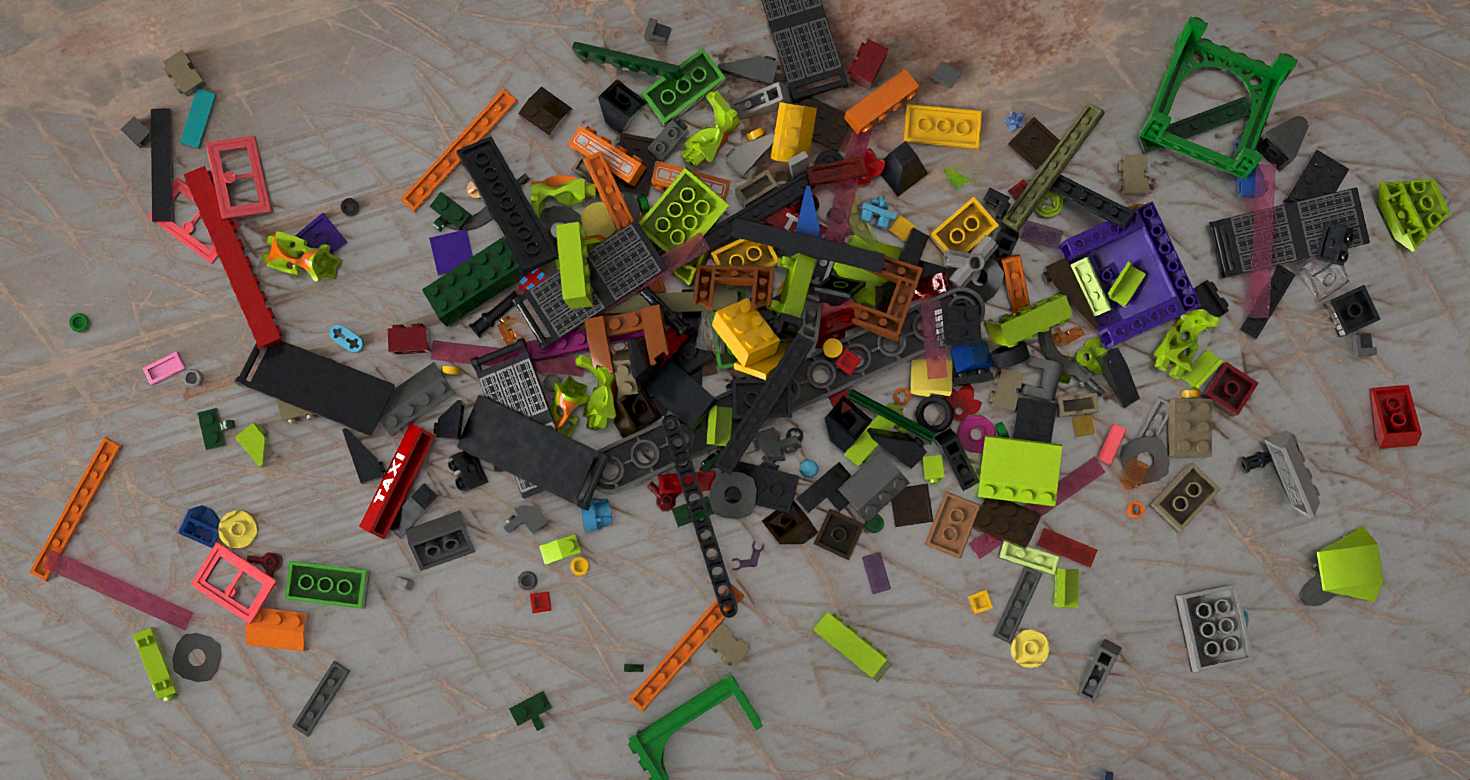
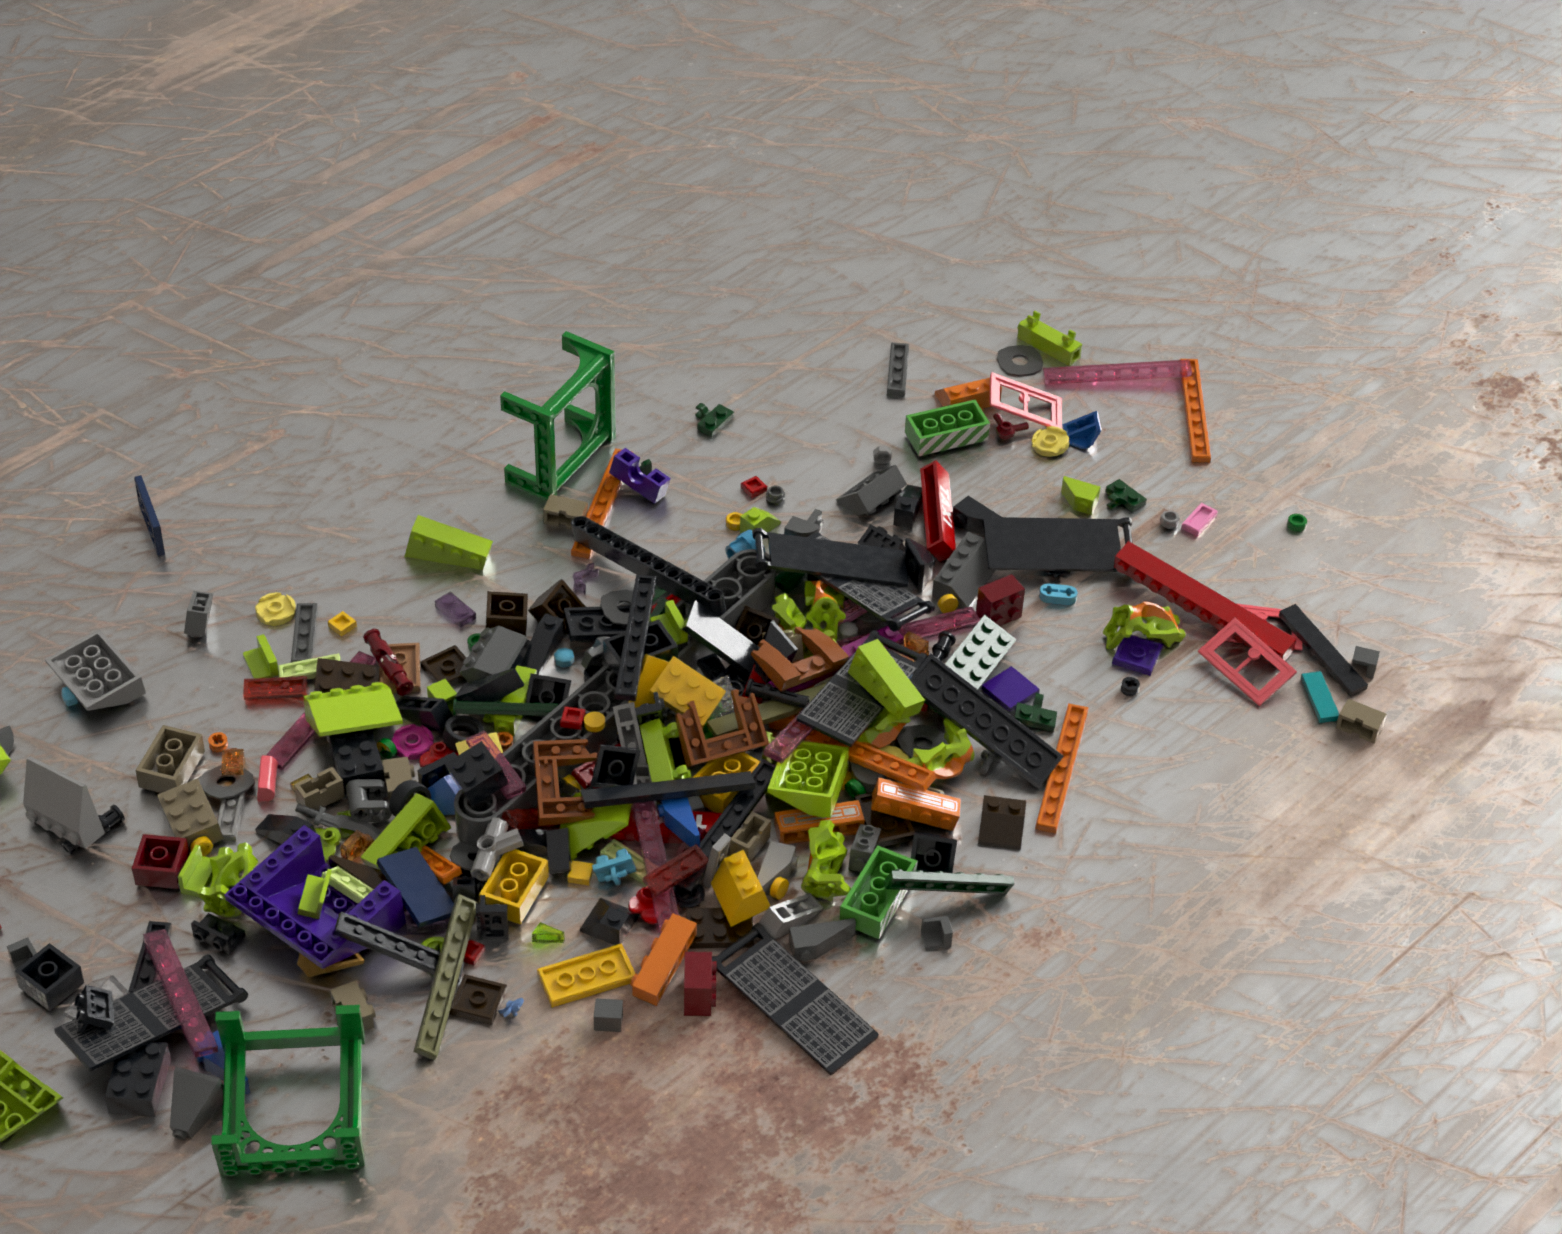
camera: 155 degrees right, 40 degrees down
(647, 656) = (626, 469): none -> dark purple arch
(964, 531) = (388, 662): none -> dark red piece
(1042, 259) = (419, 887): none -> dark blue tile
(1203, 122) = (295, 1089): dark green plate -> none

